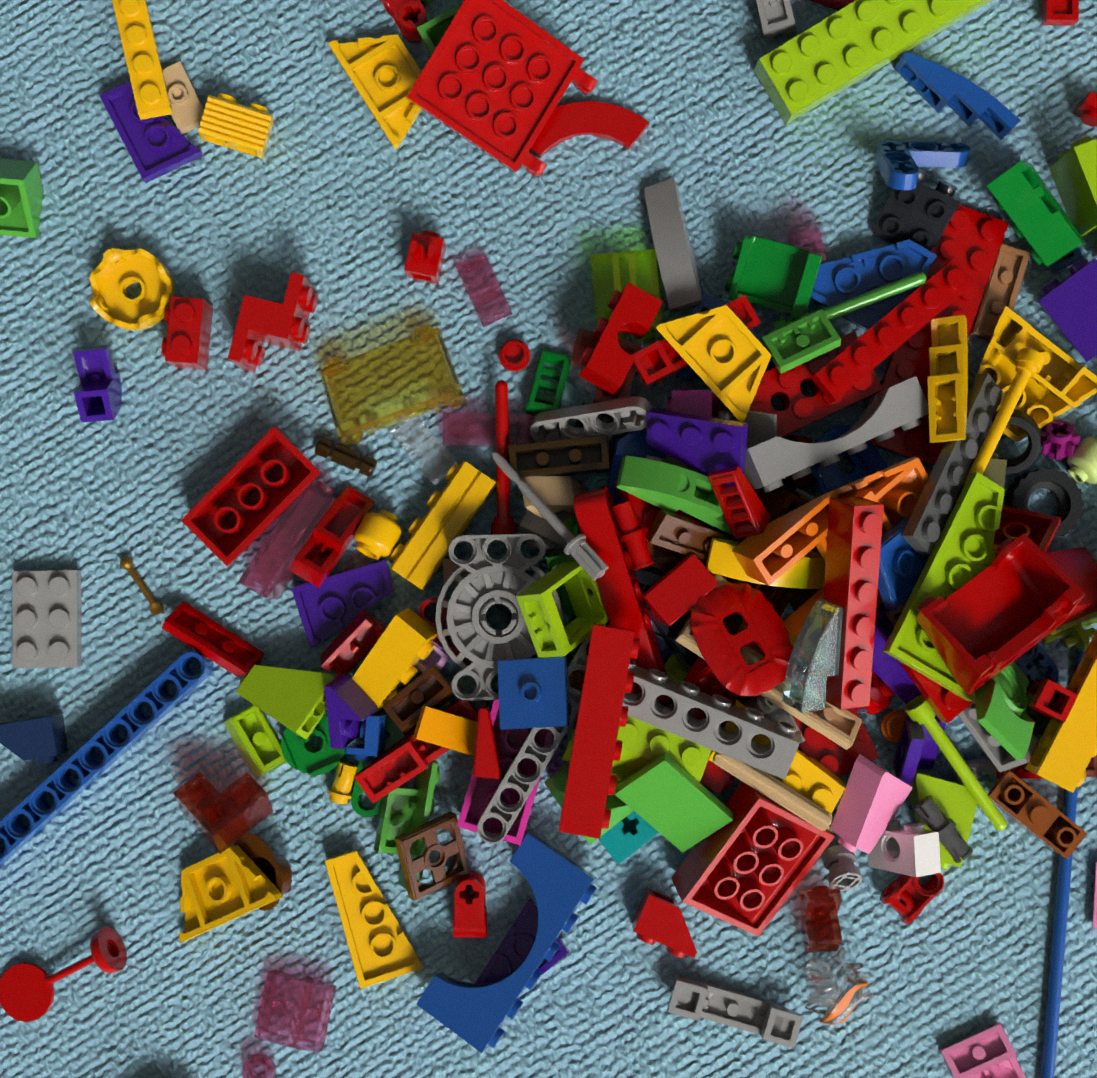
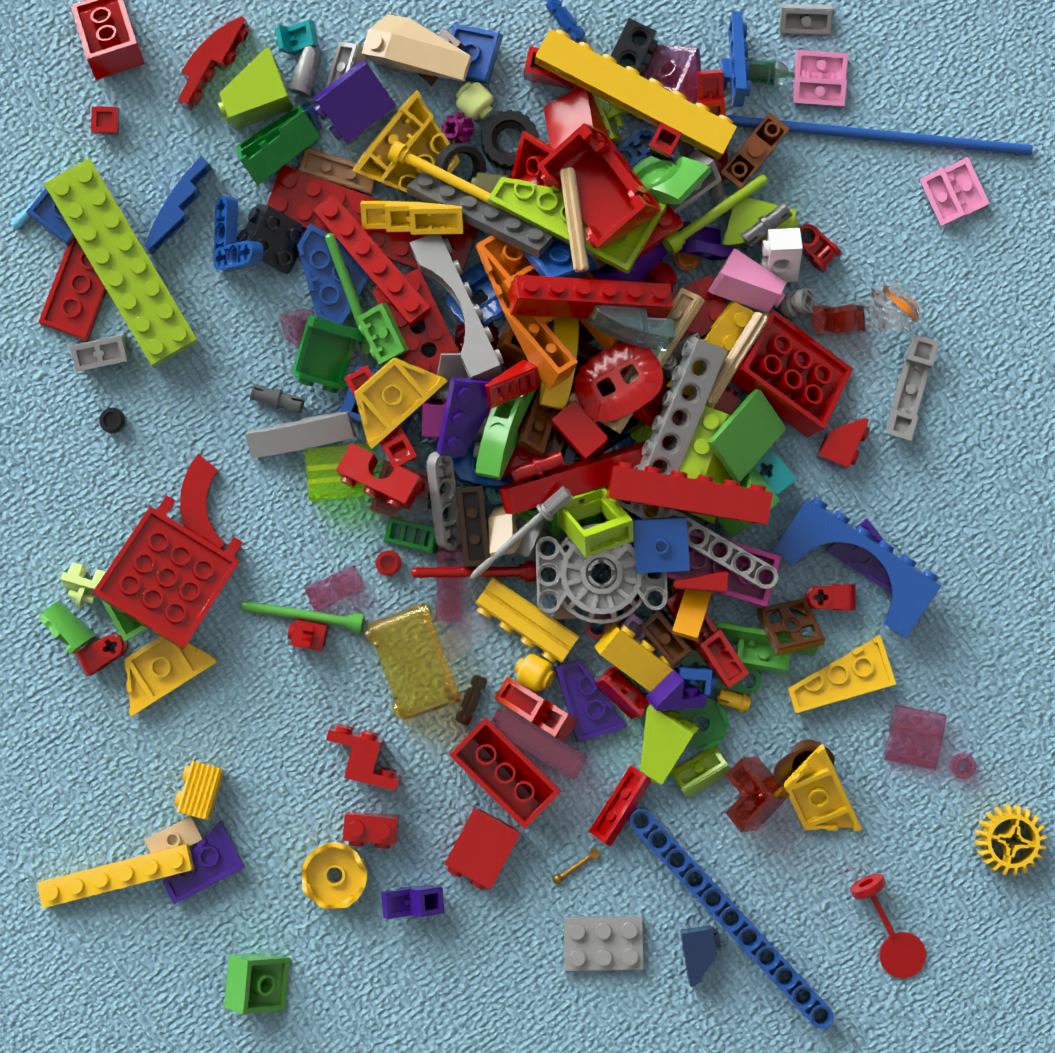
camera: 90 degrees left, 0 degrees up
(162, 469) = (482, 848): none -> red brick
(441, 312) = (353, 622): none -> bright green piece
(689, 20) = (112, 420): none -> black plate
(717, 218) = (277, 398): none -> dark grey pin
(953, 581) = (574, 219): none -> tan axle

